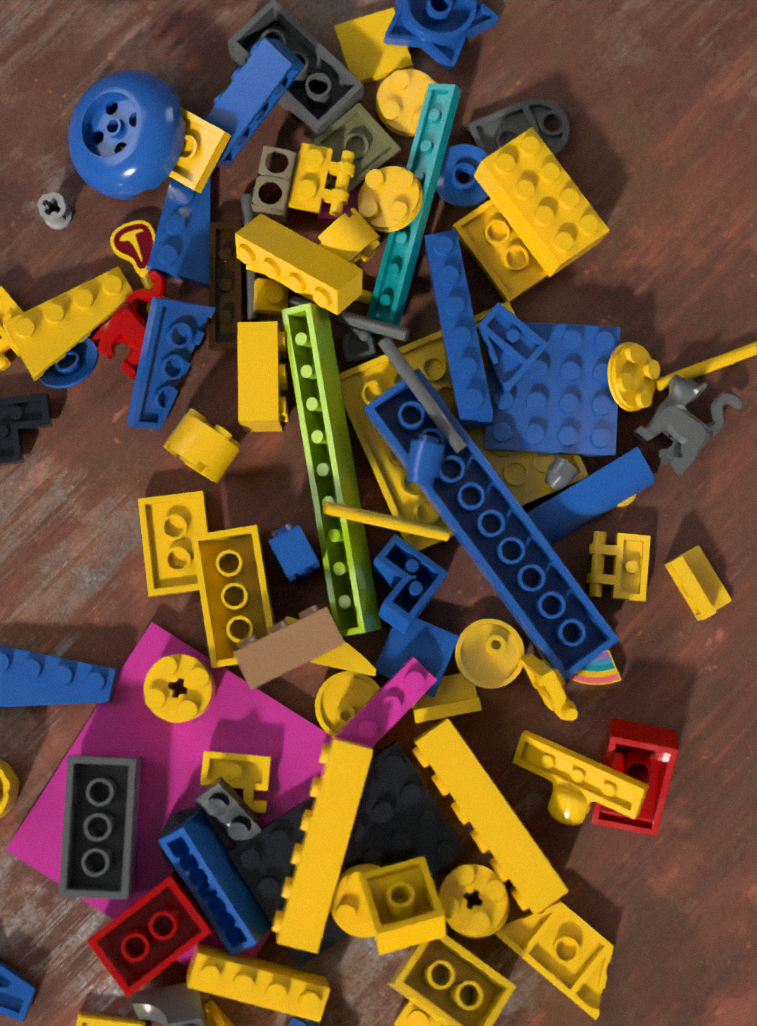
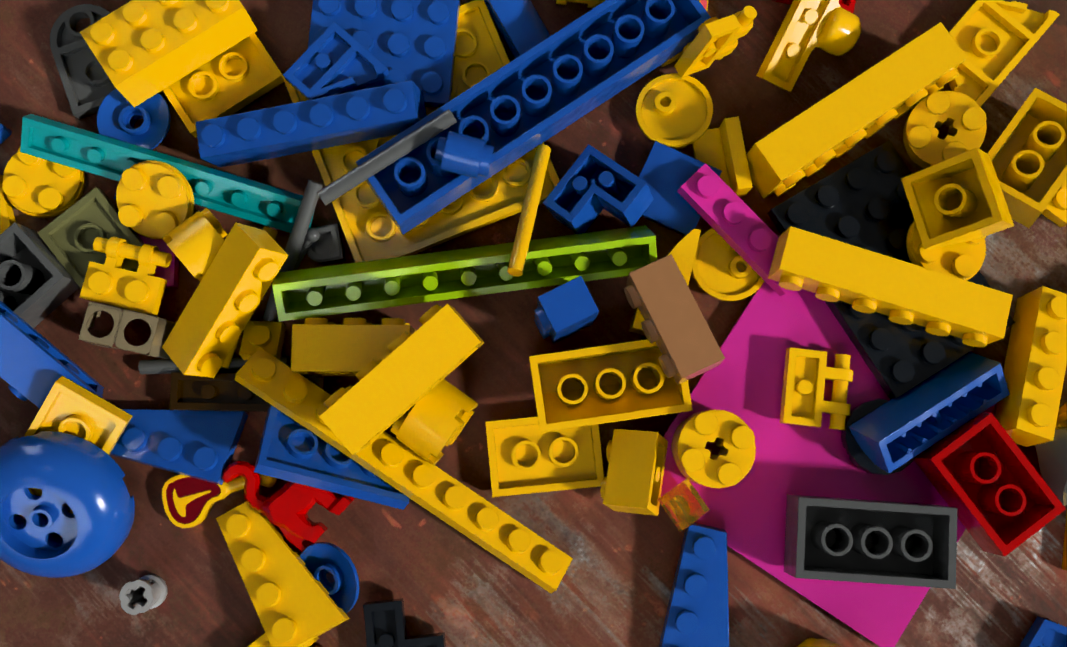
camera: 85 degrees left, 0 degrees up
(131, 663) = (683, 504): none -> clear yellow plate
(158, 423) = (411, 475): none -> yellow plate
(159, 620) = (634, 471): none -> yellow brick
(221, 409) = (400, 380): none -> yellow brick
(228, 811) = (852, 394): black plate -> none
(560, 473) = (479, 23): dark grey hose -> none

